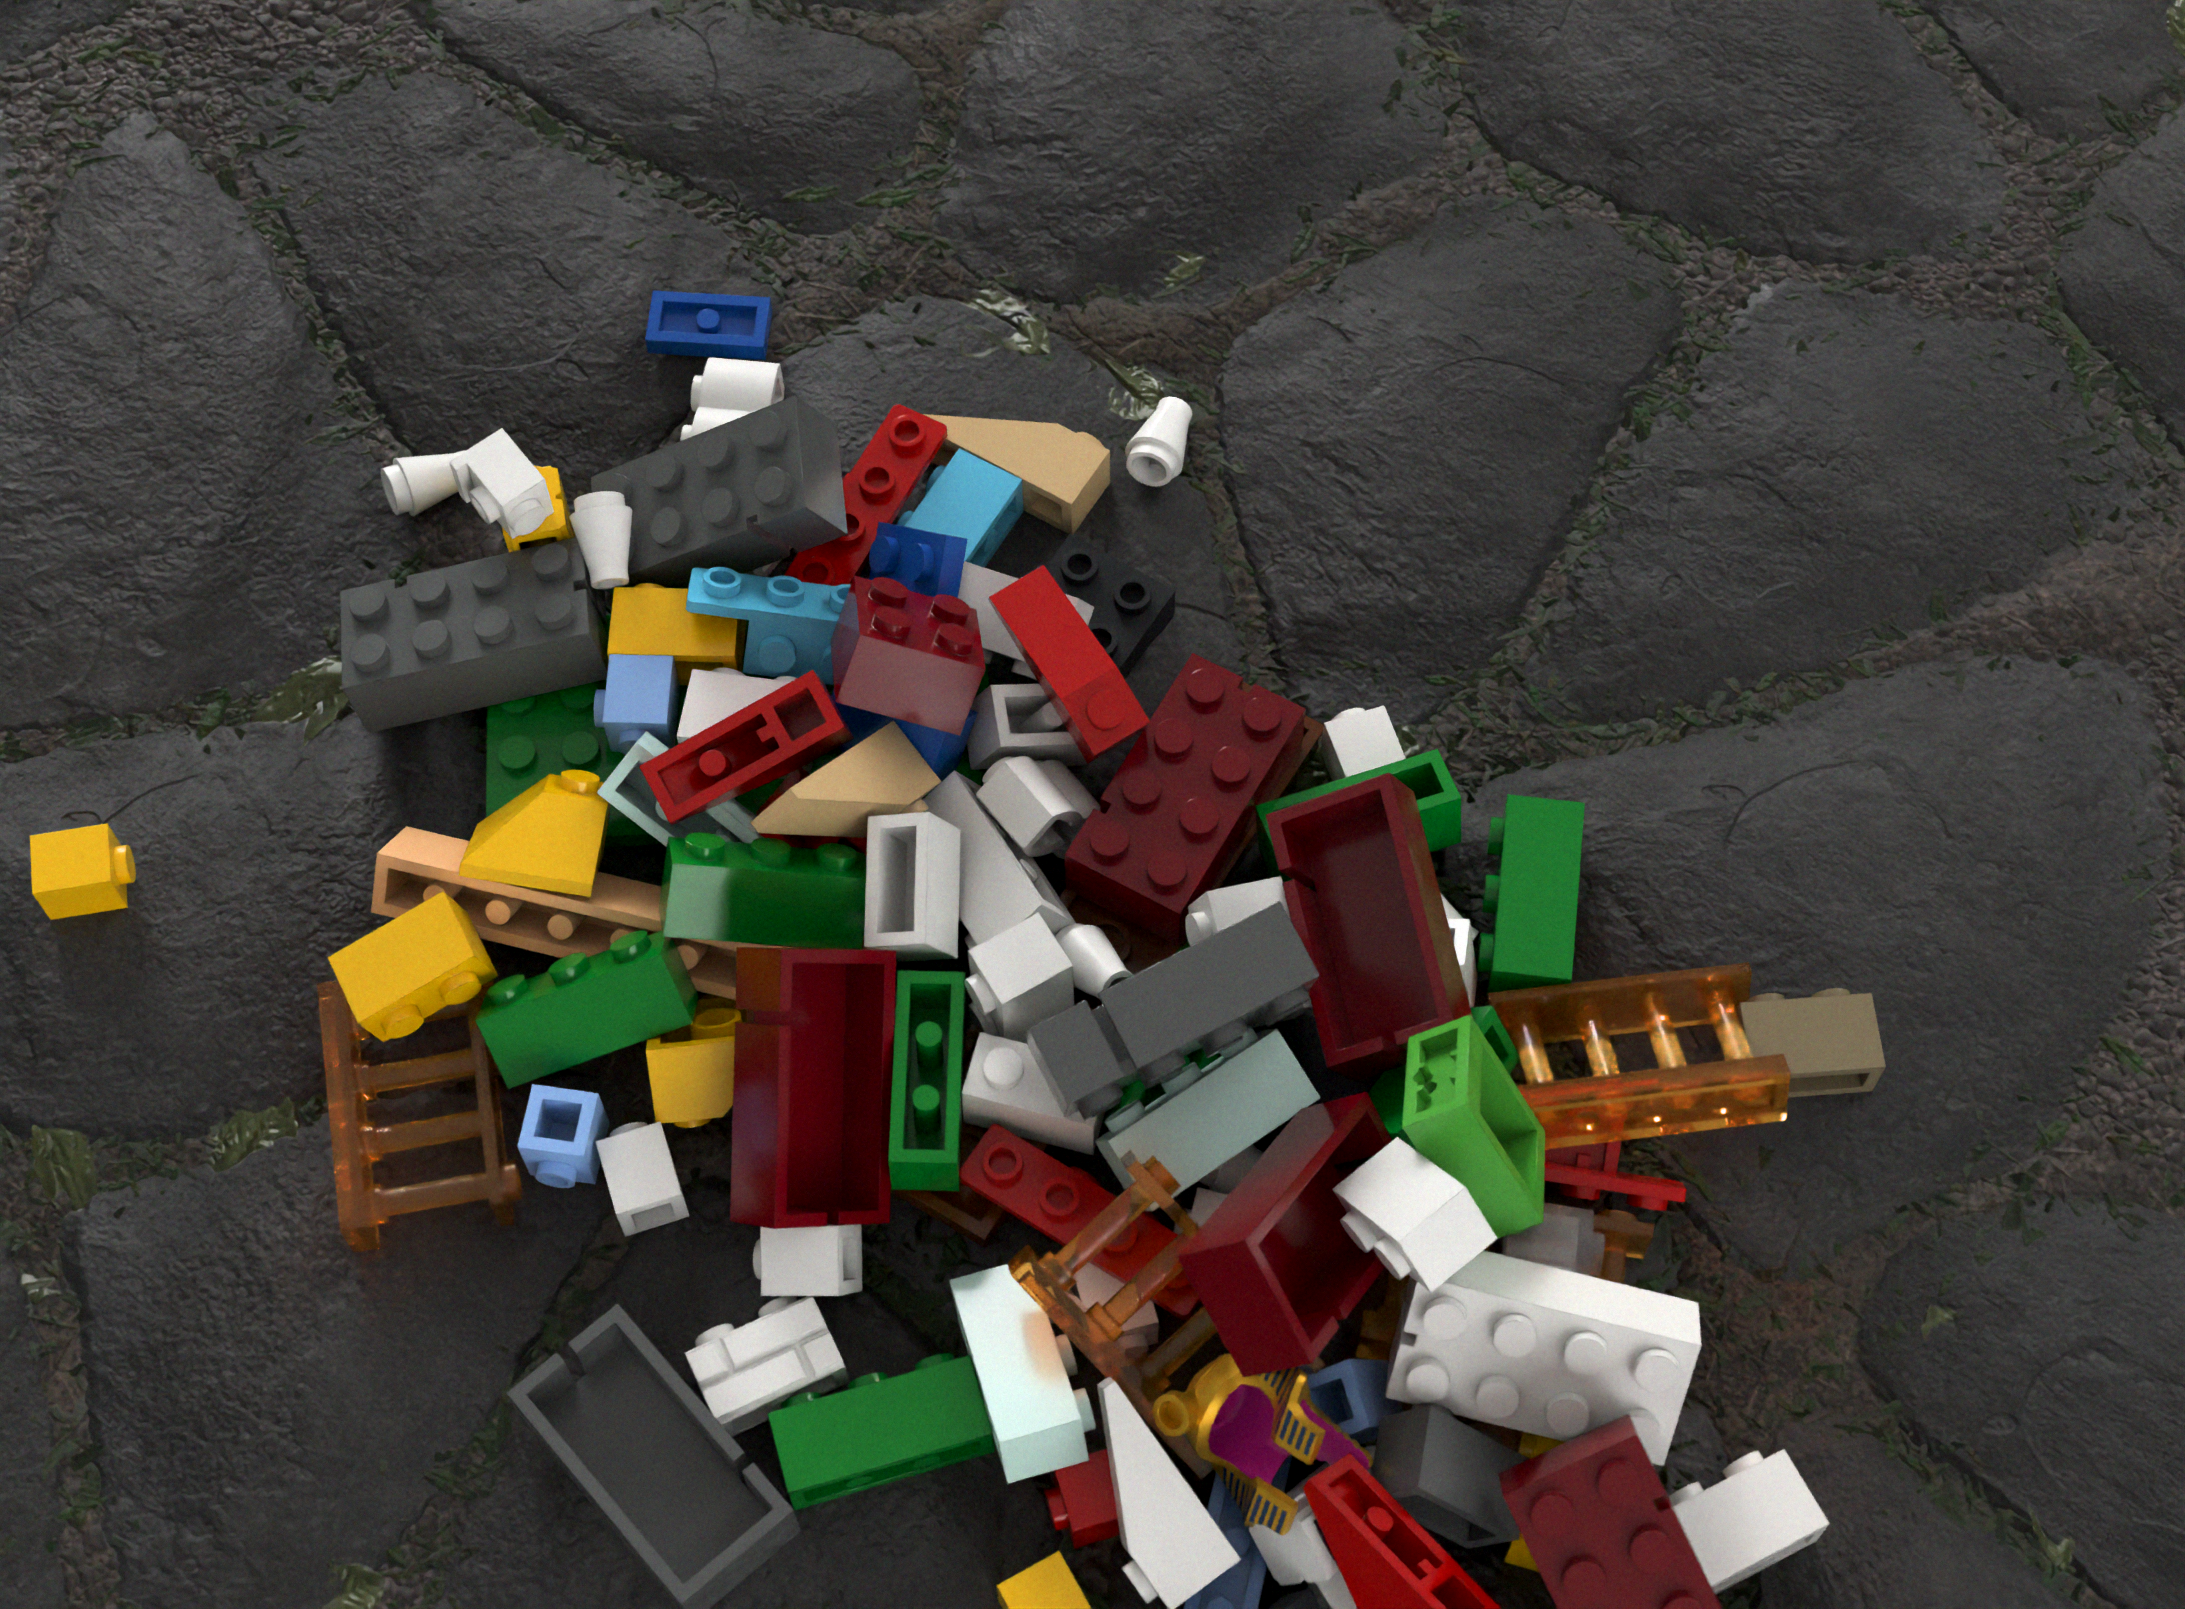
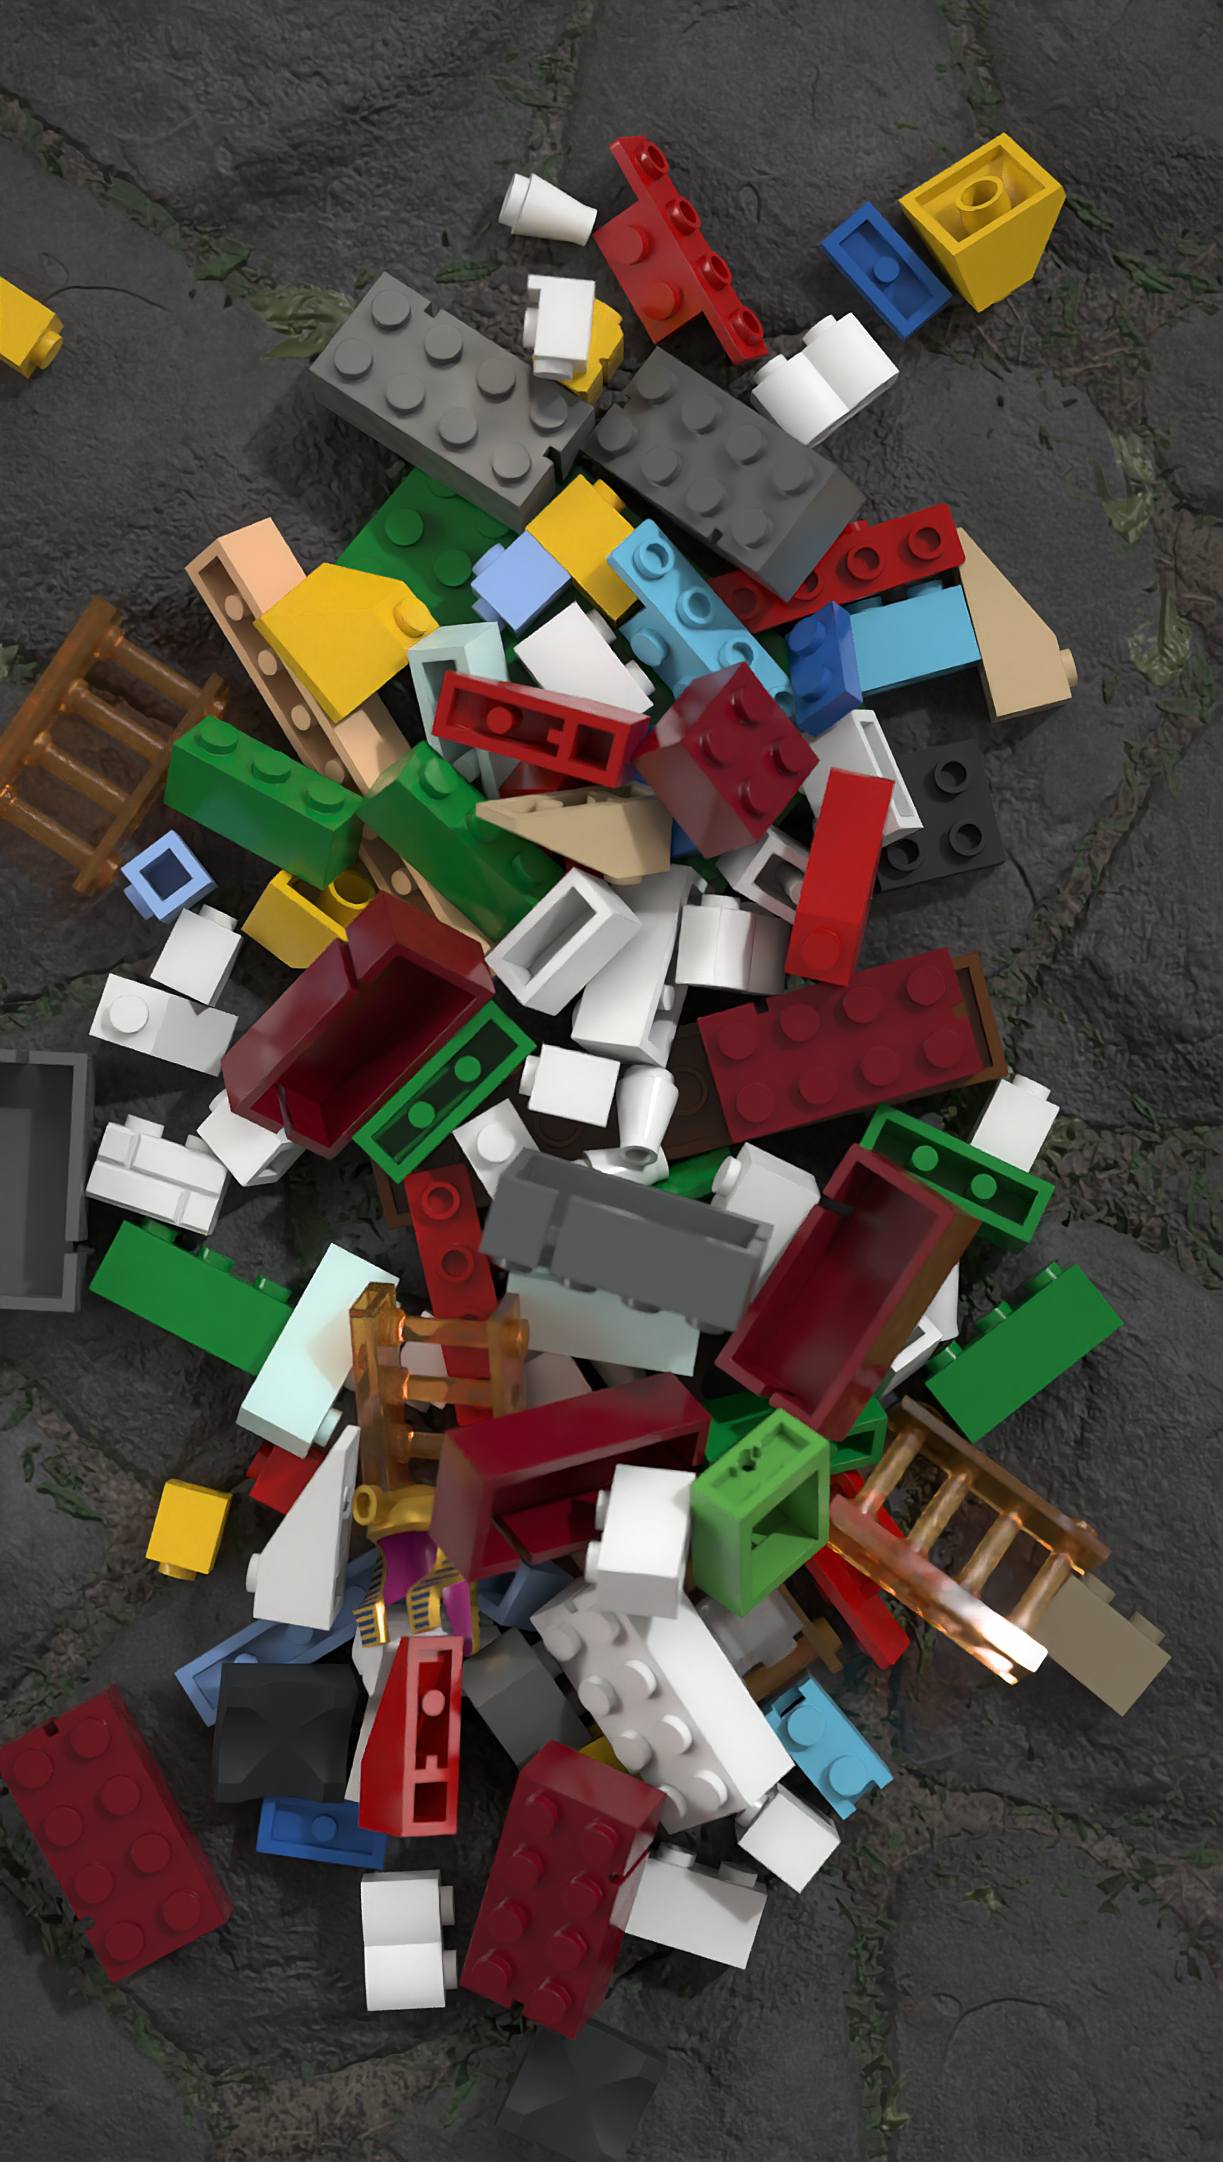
camera: 45 degrees right, 25 degrees up
(413, 968) = (166, 656): yellow piece -> none
(566, 442) = (667, 262): none -> red bracket
(603, 535) = (605, 430): white cone -> none
(659, 1252) = (163, 1025): none -> white slope
(749, 238) = (987, 219): none -> yellow slope
(1159, 445) = (1127, 716): white cone -> none
(1729, 1294) = (825, 1744): none -> medium azure brick
(1745, 1386) = (787, 1834): none -> white piece

